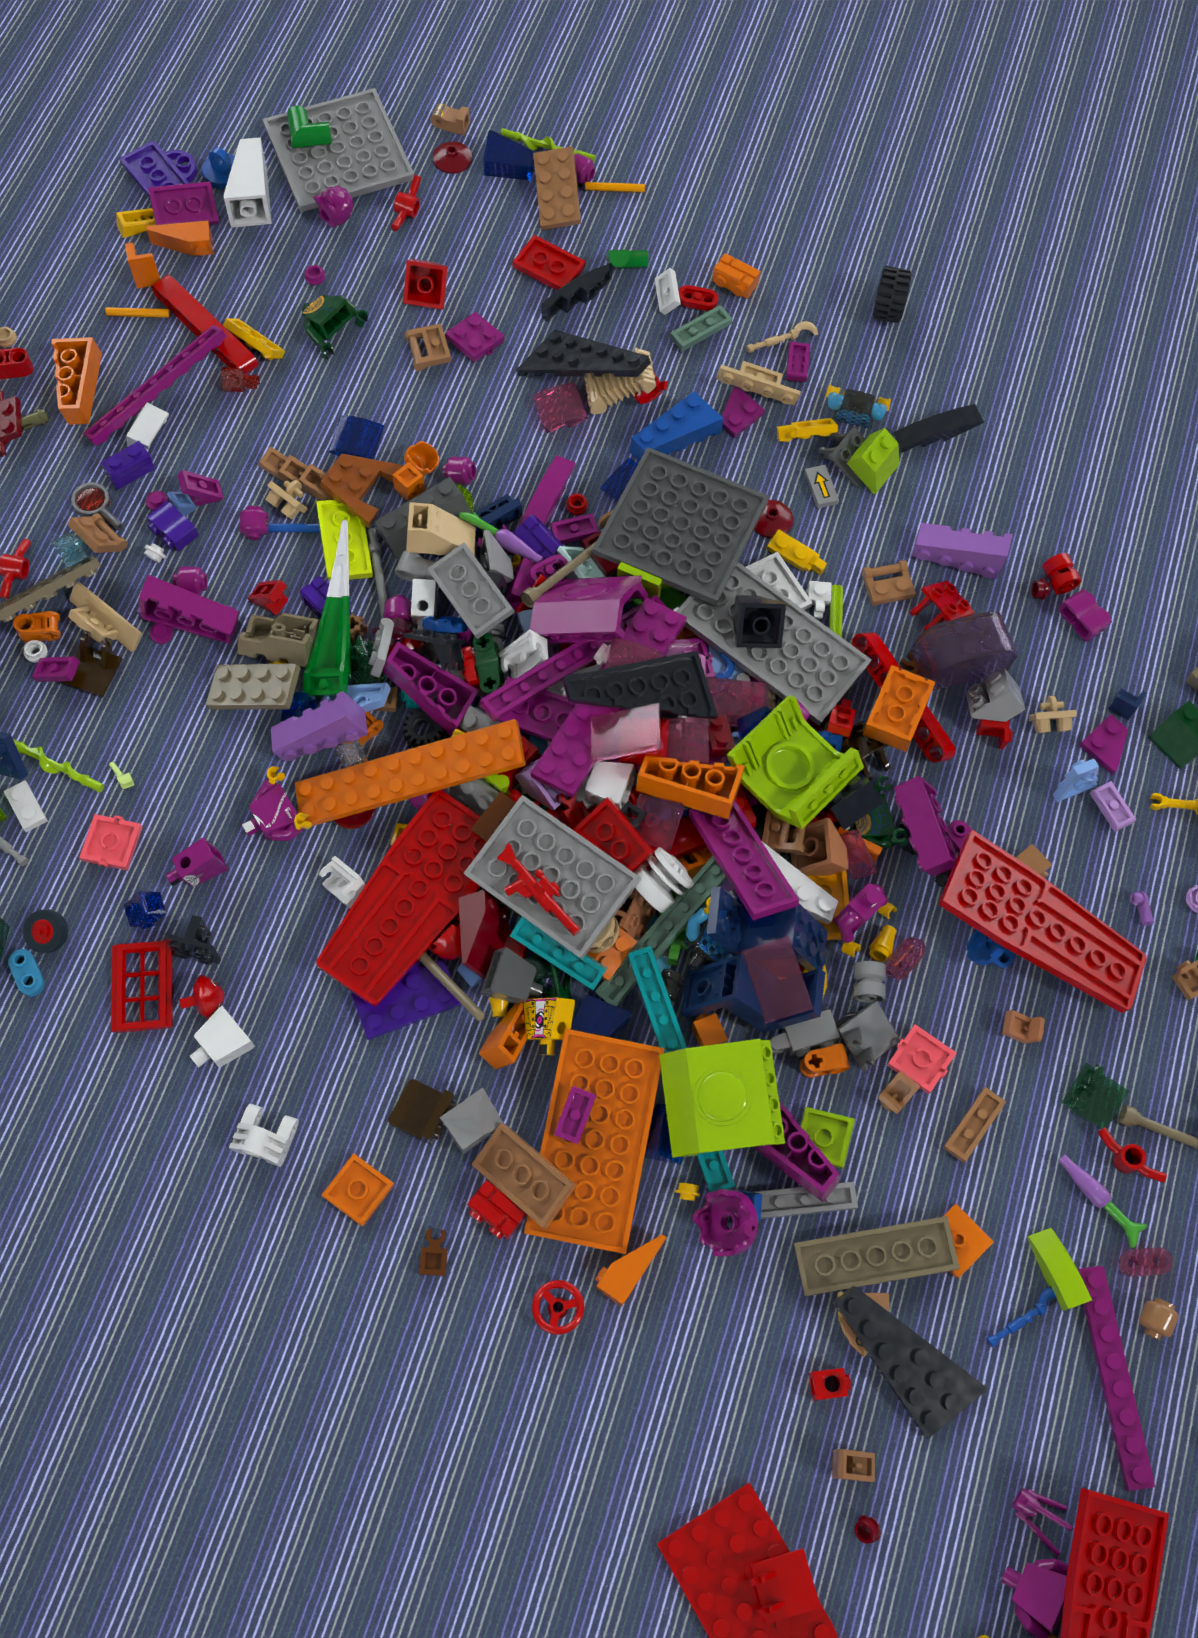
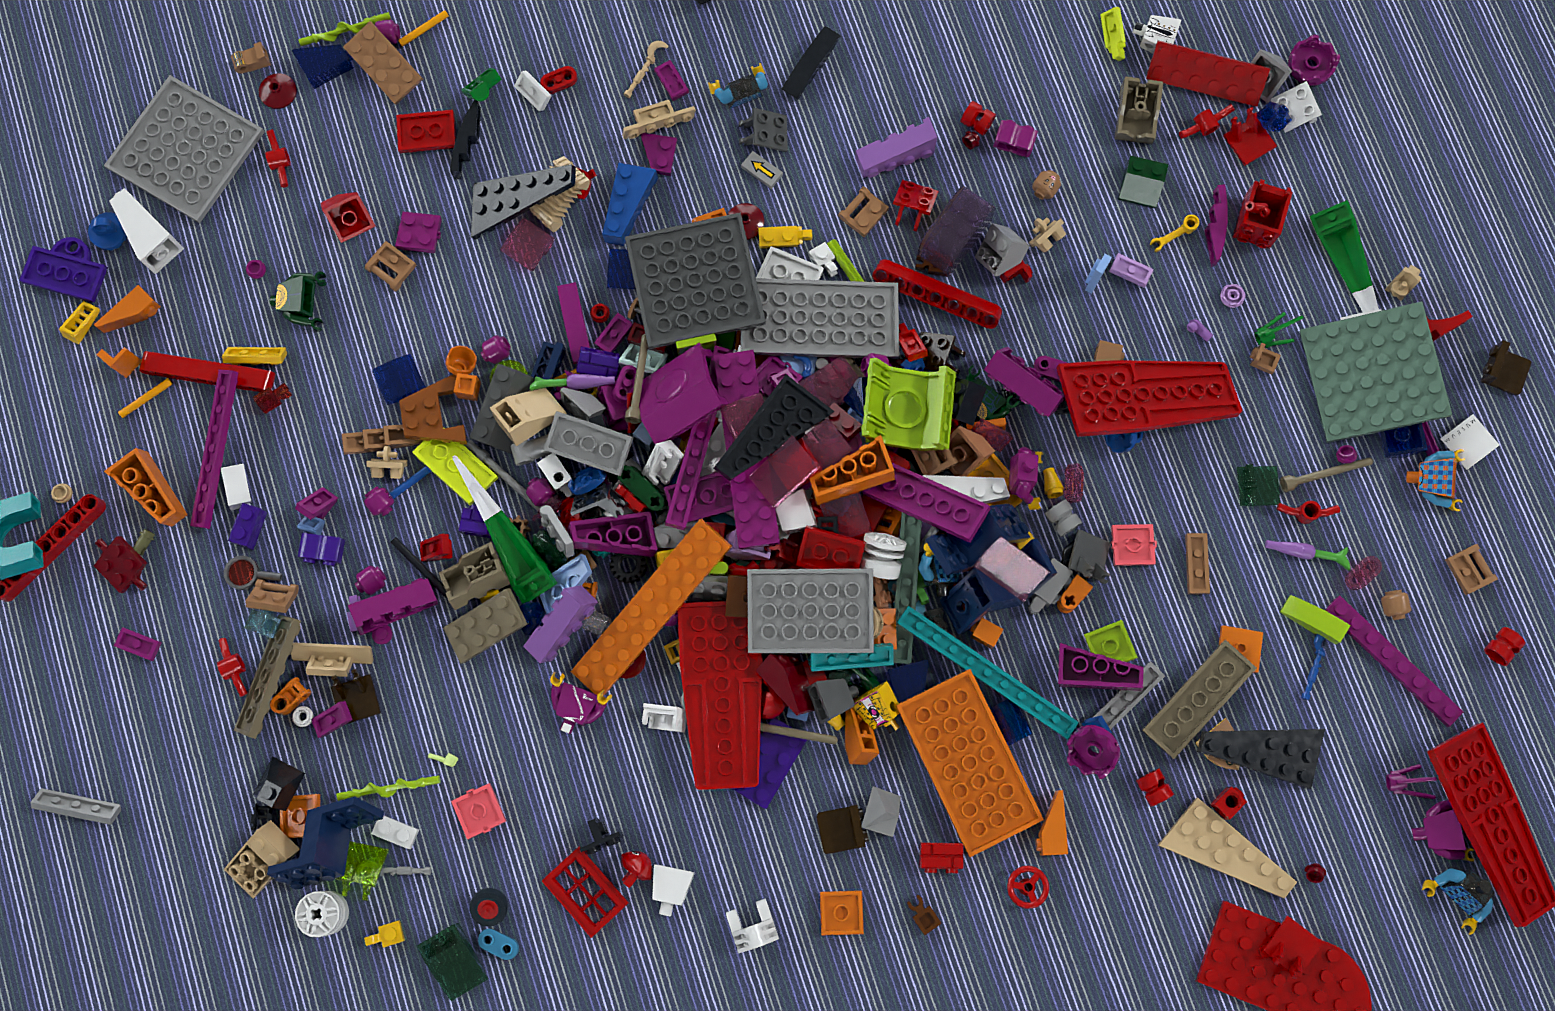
camera: 30 degrees left, 10 degrees up
(144, 909) = (544, 840): clear blue brick -> none
(154, 552) = (325, 578): white plate -> none
(156, 499) = (291, 537): magenta plate -> none
(183, 203) = (106, 284): magenta plate -> none
(197, 864) = (557, 774): magenta torso -> none
(242, 597) = (419, 566): none -> black bar
(306, 134) = (148, 156): green brick -> none
(334, 205) = (225, 200): magenta animal -> none
(524, 1175) = (943, 821): medium nougat plate -> none
(541, 891) = (812, 627): red piece -> none
(575, 1115) = (947, 758): magenta plate -> none
(602, 654) = (718, 422): white plate -> none
(688, 1191) = (1051, 748): yellow plate -> none
(701, 328) = (580, 103): sand green plate -> none
(721, 1097) = (1034, 676): lime panel -> none
(736, 276) = (573, 41): orange brick -> none
(758, 622) = (804, 315): black slope -> none
(763, 1308) = (1155, 787): none -> red wheel
(785, 1420) = (1216, 844): none -> tan wing
(806, 429) = (719, 131): yellow hinge -> none
(853, 1465) = (1278, 841): medium nougat slope -> none
(876, 459) = (786, 122): lime slope -> none
(898, 708) = (947, 309): orange piece -> none
(898, 1092) = (1135, 580): medium nougat bracket -> none
(1023, 1027) = (1182, 473): nougat bracket -> none
(1085, 674) = (1046, 184): none -> medium nougat head
(1106, 743) = (1095, 225): magenta wing -> none
(1126, 703) = (1088, 185): dark blue panel -> none

